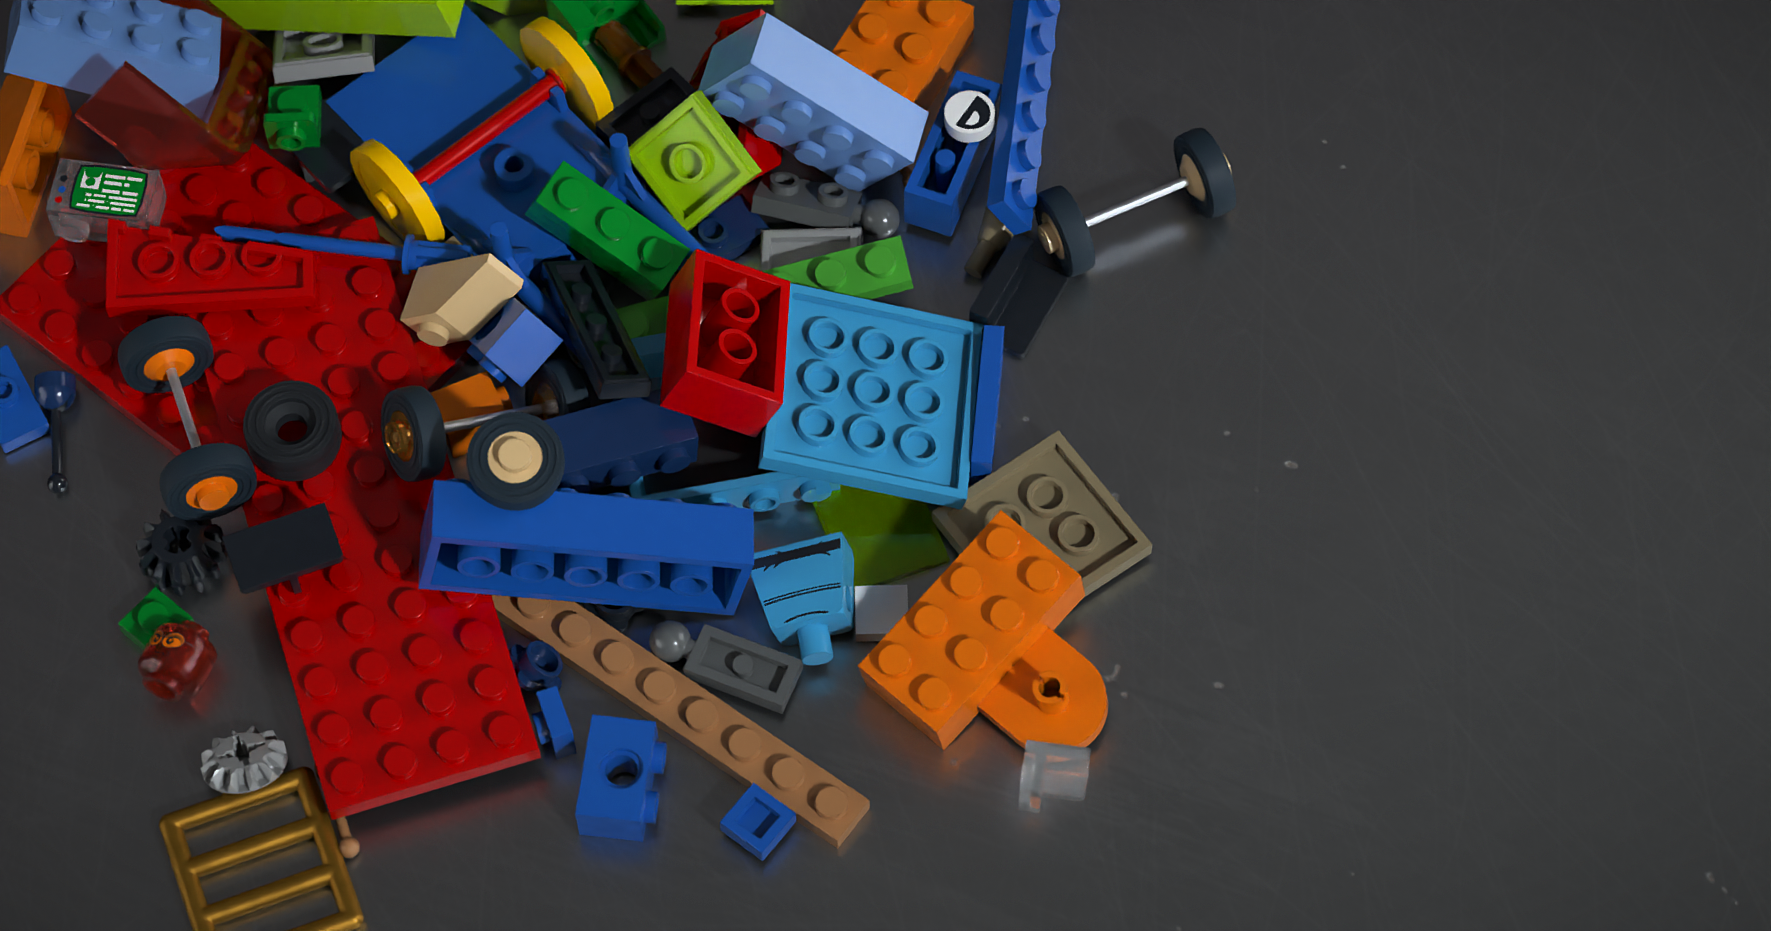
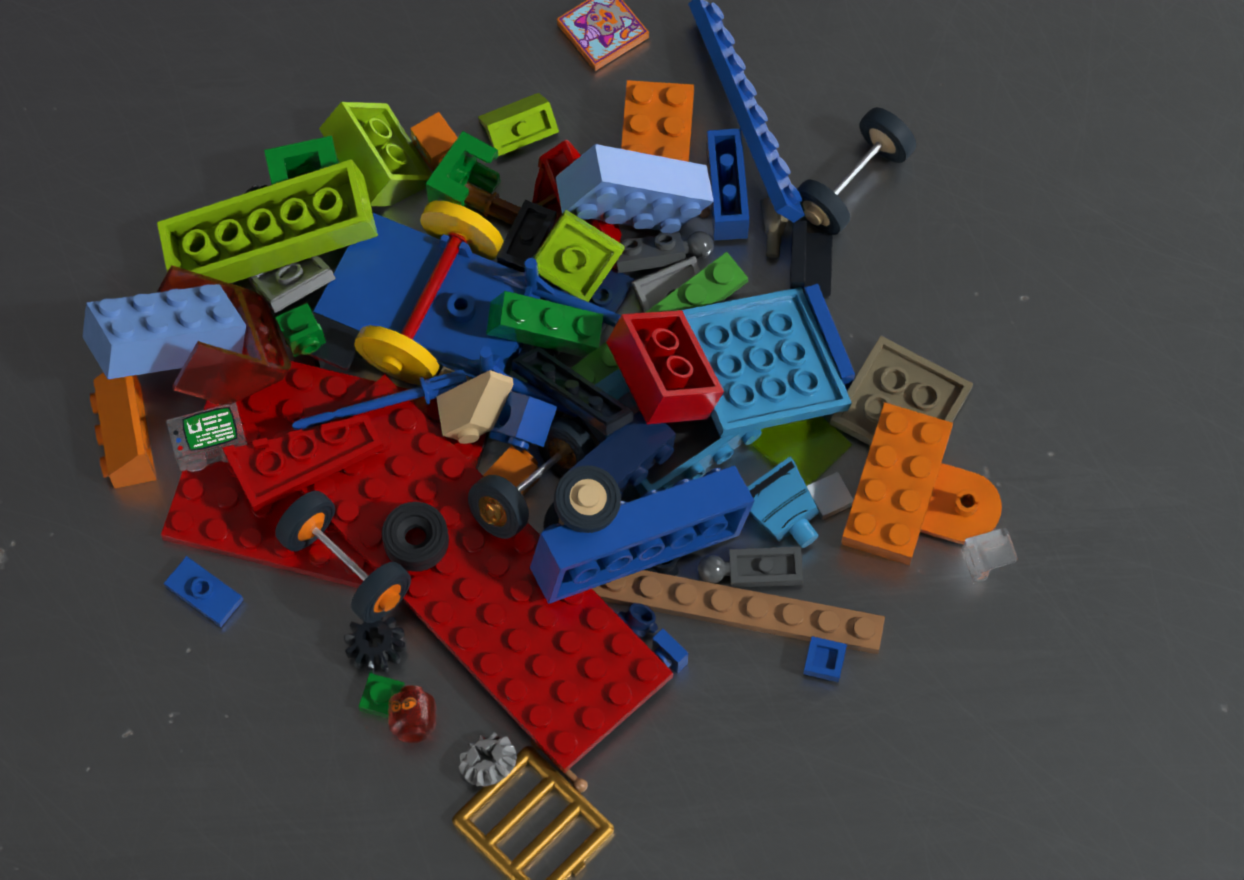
camera: 25 degrees left, 5 degrees up
(56, 393) = (236, 575): hinge -> none
(283, 549) = (455, 616): black panel -> none
(614, 748) = (725, 689): blue brick -> none
(969, 116) = (732, 157): white tile -> none

